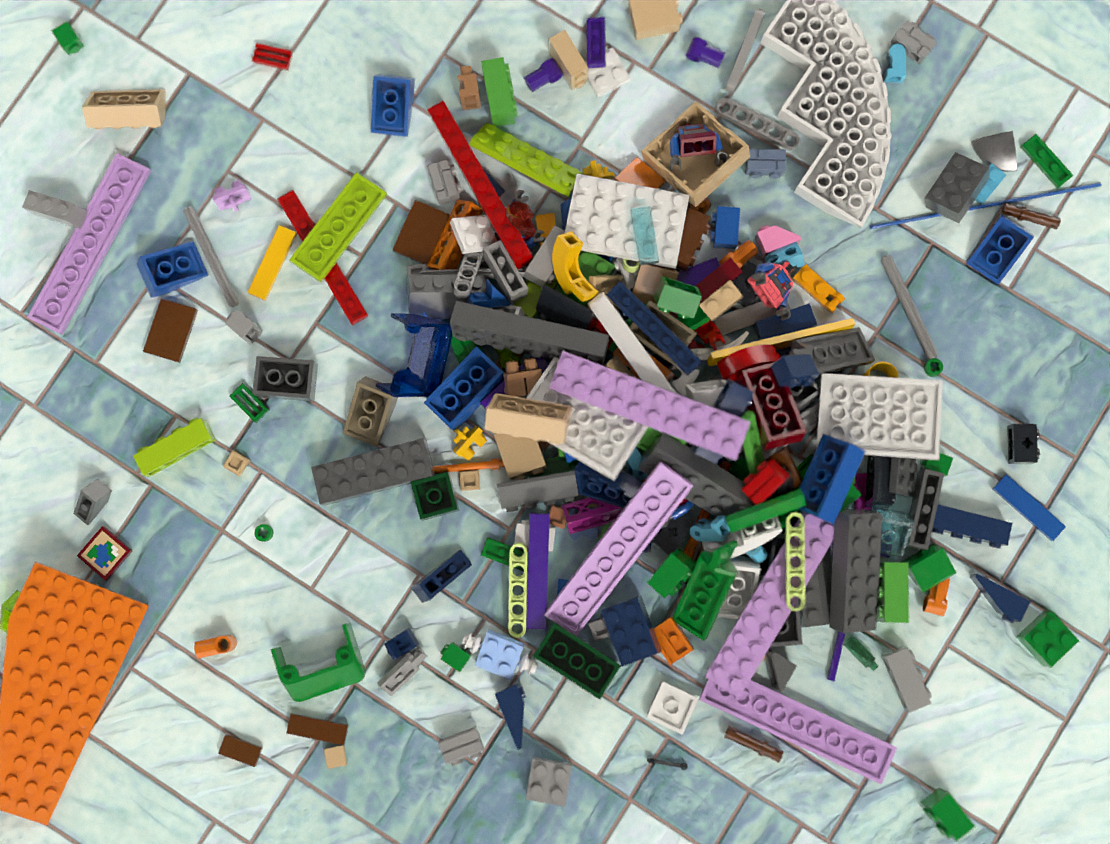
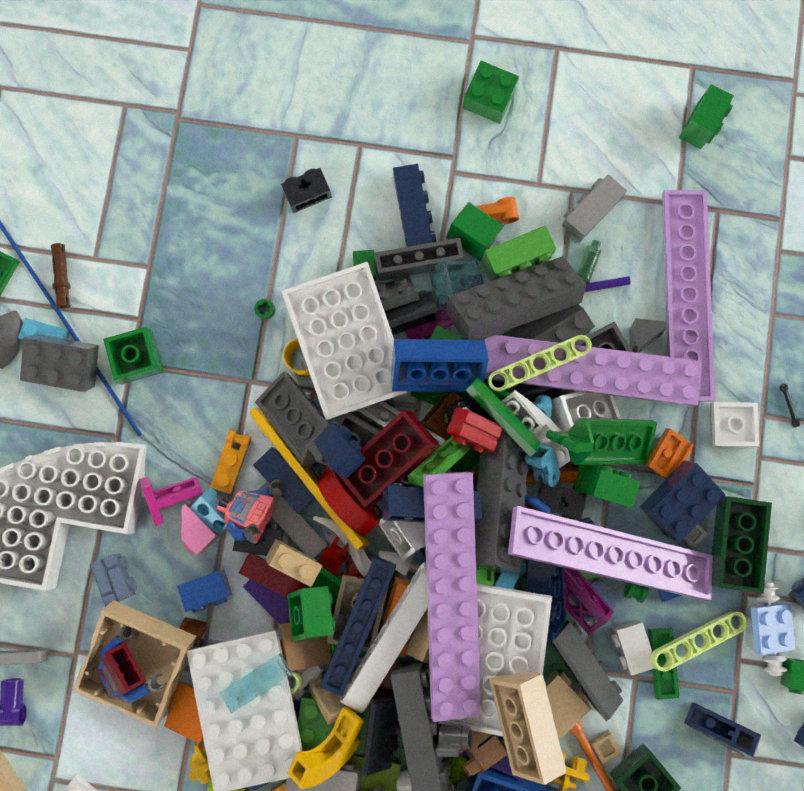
camera: 120 degrees left, 0 degrees up
(538, 570) = (668, 629): dark purple tile -> none
(540, 361) = (452, 740): none -> dark grey piece
(557, 517) = (601, 635): nougat tile -> none
(576, 560) = (636, 591): none -> green wheel
(694, 227) = (226, 626): reddish brown brick -> none
(741, 254) = (228, 560): orange piece -> none
(756, 745) = (729, 328): reddish brown pin -> none
(767, 124) = (65, 616): light grey beam -> none
(812, 229) = (168, 495): none -> dark pink bracket
(909, 307) = (210, 360): light grey axle -> none
(938, 247) = (133, 355): none -> green brick
(1000, 249) = (109, 292): blue slope -> none
(1004, 601) = (473, 145): dark blue slope -> none
(1029, 507) = (367, 160): blue tile -> none

